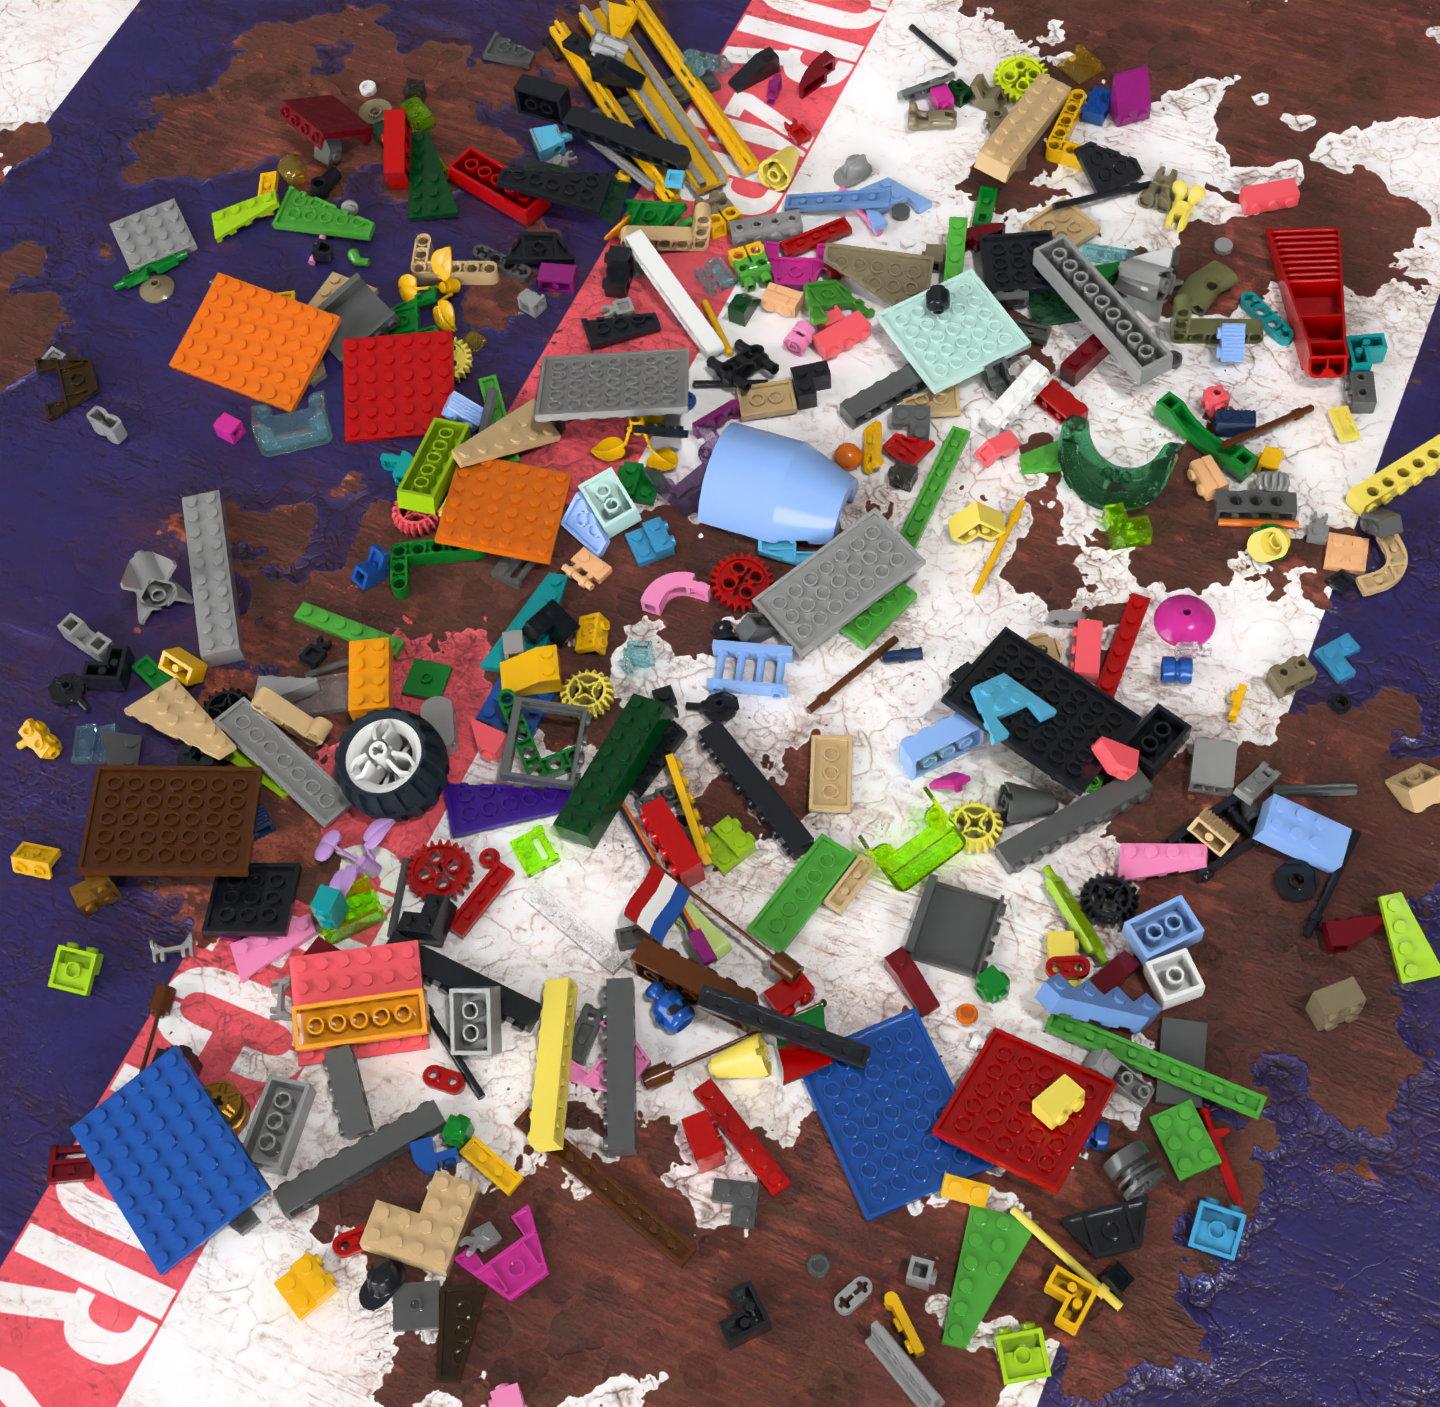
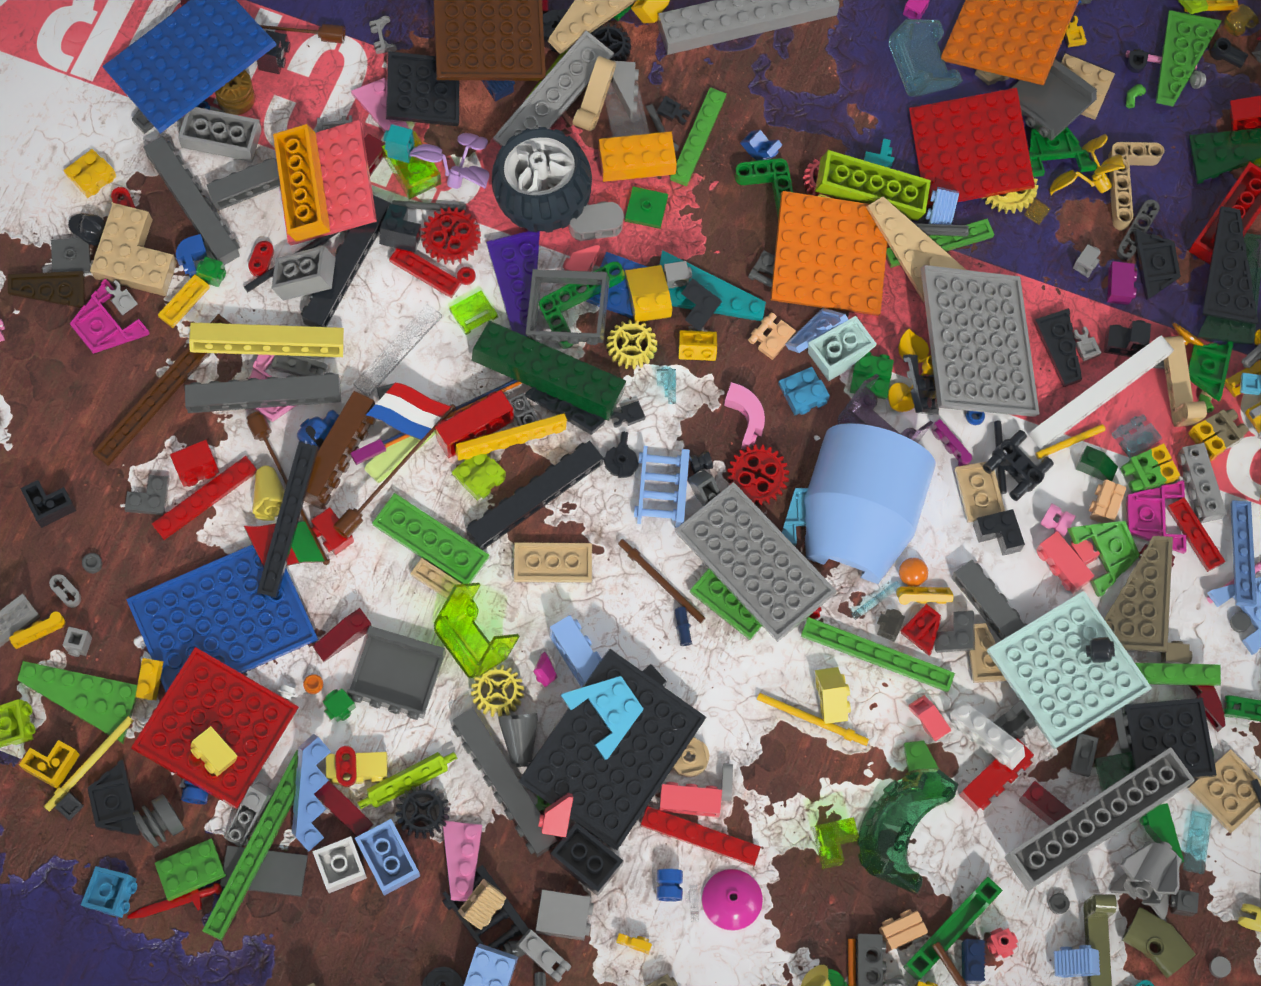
camera: 75 degrees right, 10 degrees up
(876, 490) = (875, 600): none -> clear light blue bar

